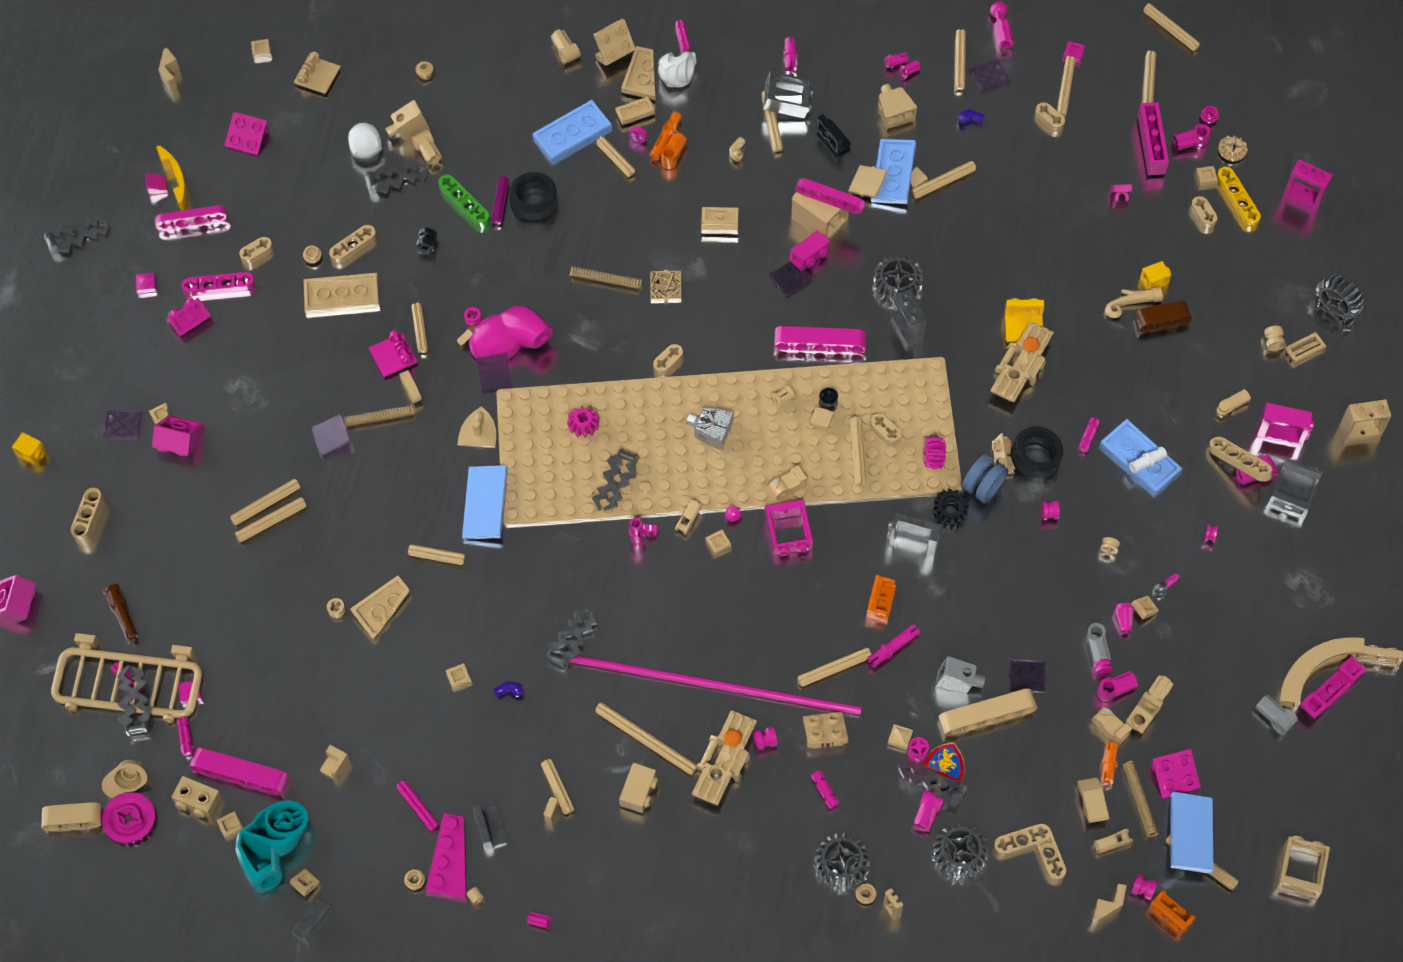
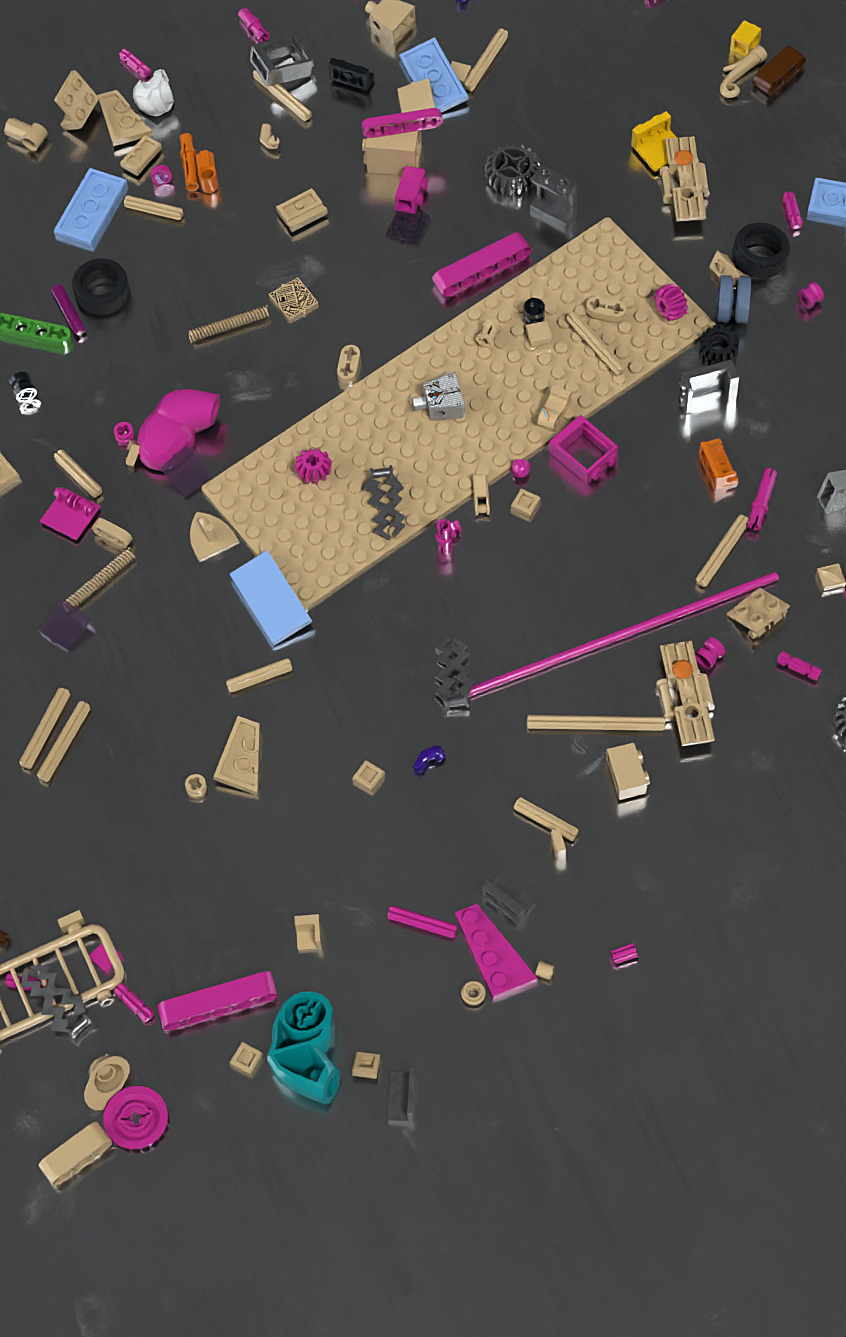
camera: 30 degrees left, 0 degrees up
(196, 797) = (193, 1053): tan brick -> none

